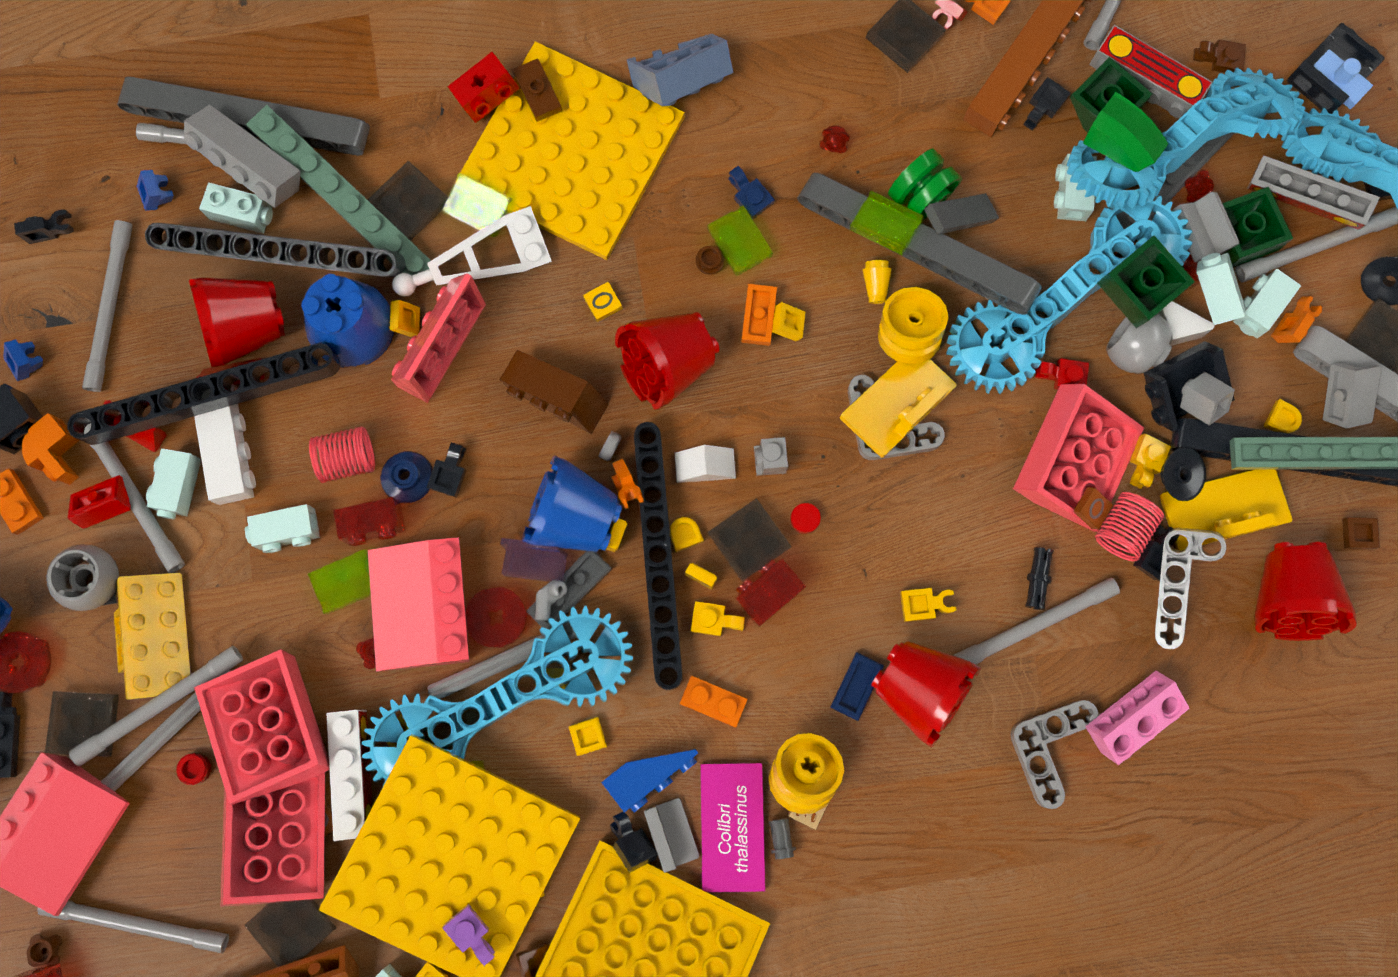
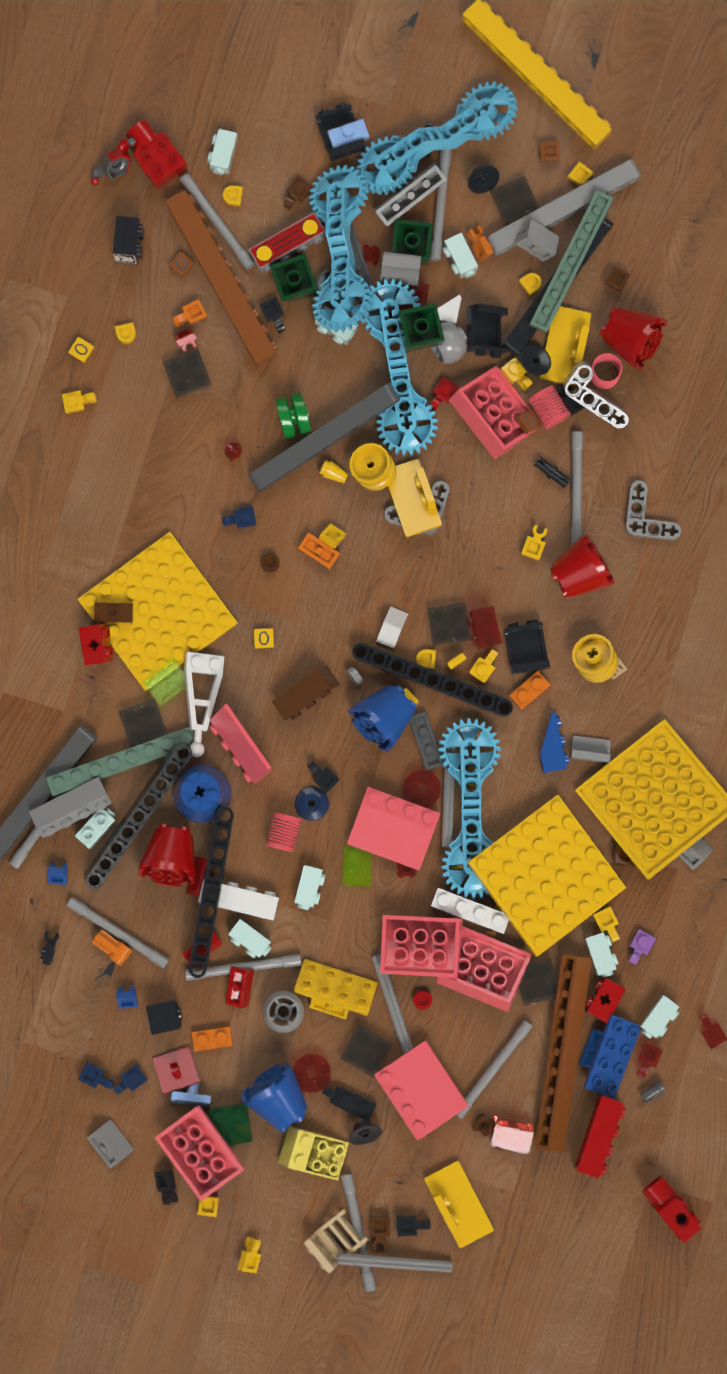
camera: 65 degrees left, 5 degrees up
(45, 446) = (188, 1004): orange brick -> none
(81, 313) = (115, 949): none -> orange piece
(99, 742) = (383, 1043): light grey piece -> none
(369, 521) = (330, 834): clear red brick -> none
(404, 318) = (216, 759): yellow plate -> none
(467, 931) = (588, 881): medium lavender plate -> none
(533, 561) = (400, 753): clear purple panel -> none
(546, 597) = (425, 754): light grey arm -> none
(587, 736) = (514, 770): yellow tile -> none
(624, 484) = (381, 678): orange plate -> none
(632, 847) = (586, 774): black plate -> none
(665, 355) = (320, 618): red cone -> none
(681, 71) = (145, 521): sand blue wedge -> none
(732, 827) = (603, 714): dark pink tile -> none
(739, 240) = (267, 539): clear neon green plate -> none
(771, 457) = (407, 587): light grey brick -> none
(772, 665) = (526, 647): none -> black panel
(781, 839) = (623, 690): dark grey pin -> none
(805, 518) = (452, 586): red tile -> none
(856, 686) = (561, 606): dark blue tile -> none
(886, 222) = (305, 450): clear neon green plate -> none
(961, 213) = (320, 402): dark grey tile -> none
(1126, 135) = (327, 287): green slope -> none
(1137, 717) = (655, 461): bright pink brick -> none
(1206, 398) = (499, 324): light grey brick -> none
(1220, 288) = (441, 281): light aqua brick -> none
(1247, 580) = (611, 358): none -> coral piece

